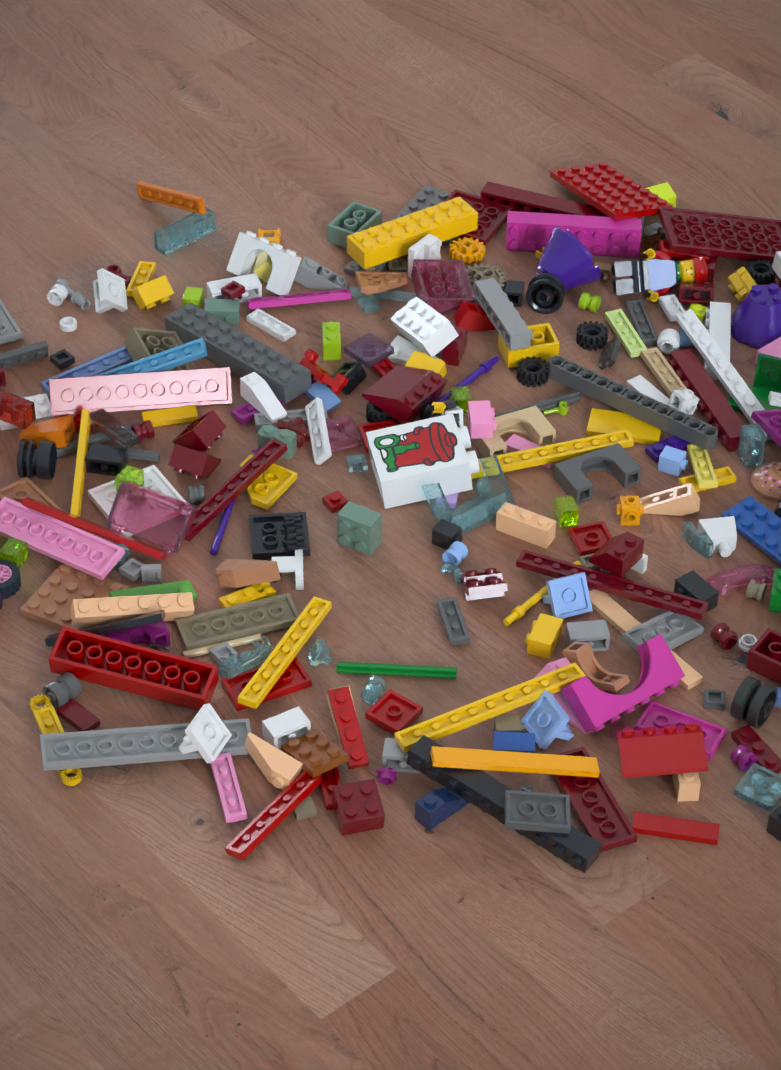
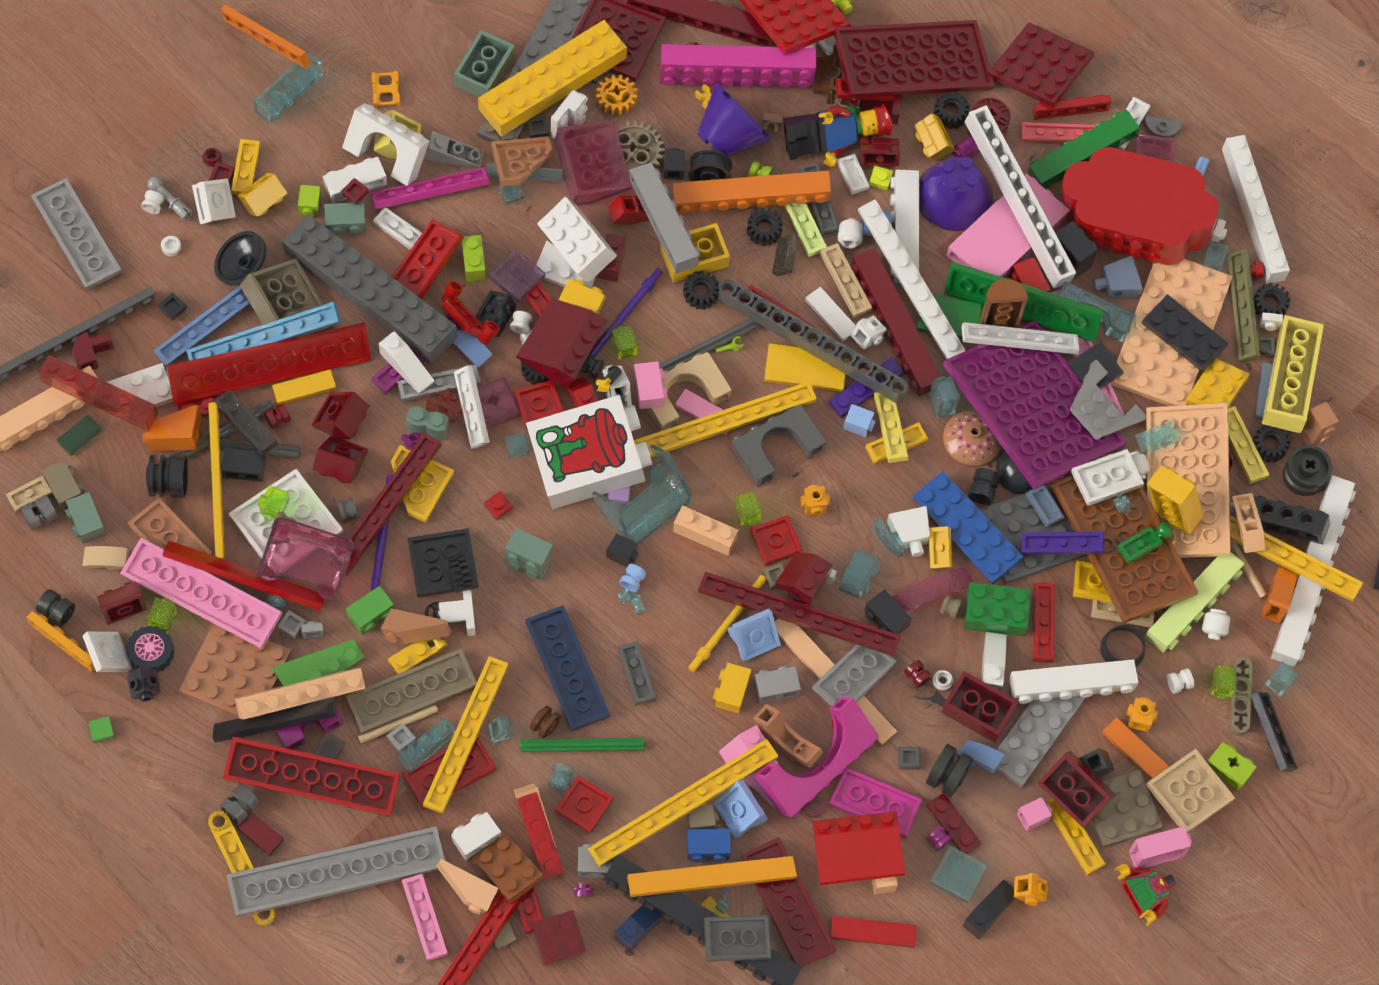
camera: 10 degrees left, 25 degrees up
(120, 329) = (240, 257): none -> black dish
(202, 563) = (369, 610): none -> bright green brick
(205, 734) = (396, 864): white bracket -> none
(294, 333) = (427, 257): none -> red tile
(362, 648) = (545, 722): none -> reddish brown wheel
(367, 381) = (521, 322): none -> white wheel
(387, 614) = (567, 668): none -> dark blue plate
(483, 584) = (665, 621): brick -> none
(582, 309) = (752, 192): none -> orange brick
(669, 563) = (858, 574): none -> clear light blue brick
(674, 501) = (859, 483): light nougat slope -> none
(747, 547) = (940, 547): none -> yellow plate

